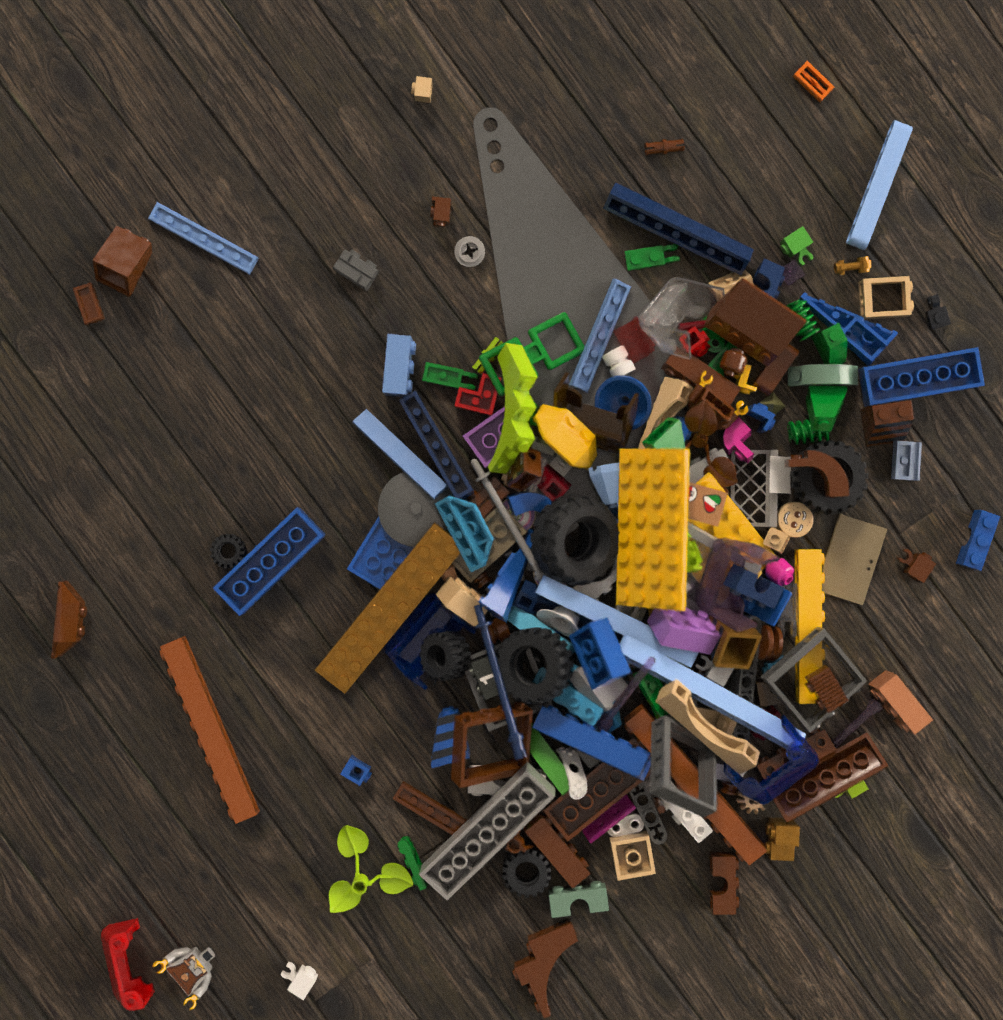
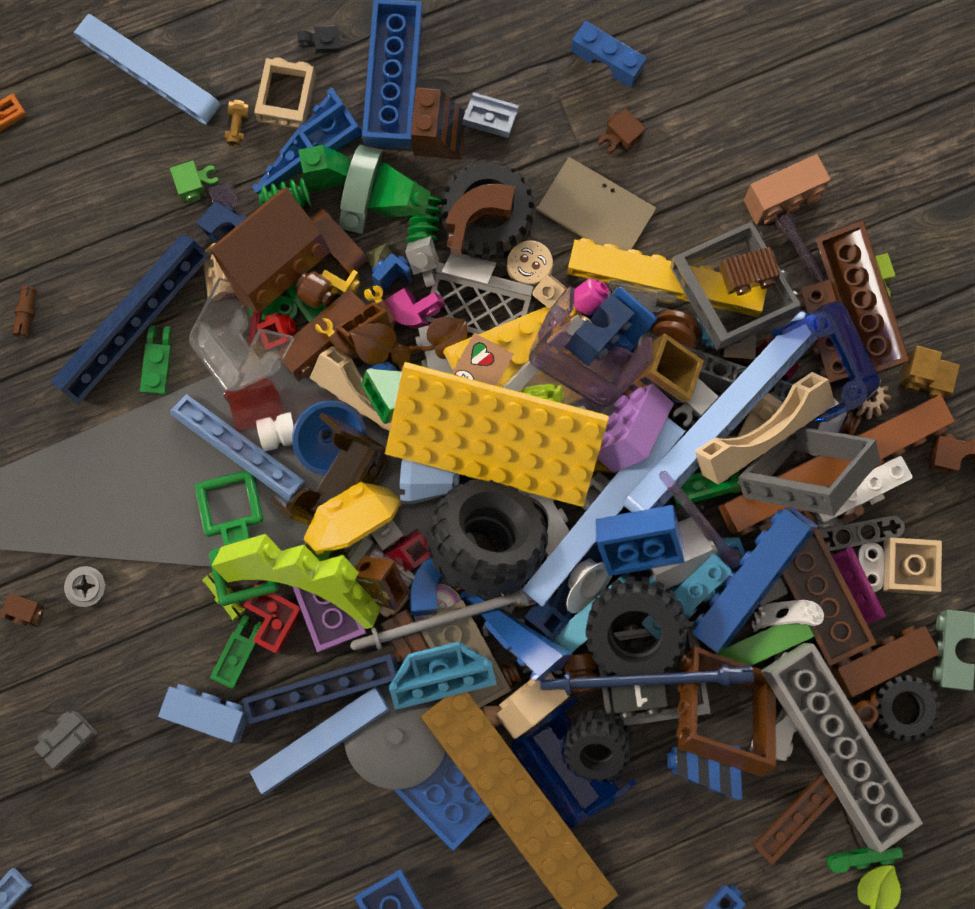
camera: 75 degrees left, 10 degrees down
(777, 438) = (423, 258): none -> light grey brick

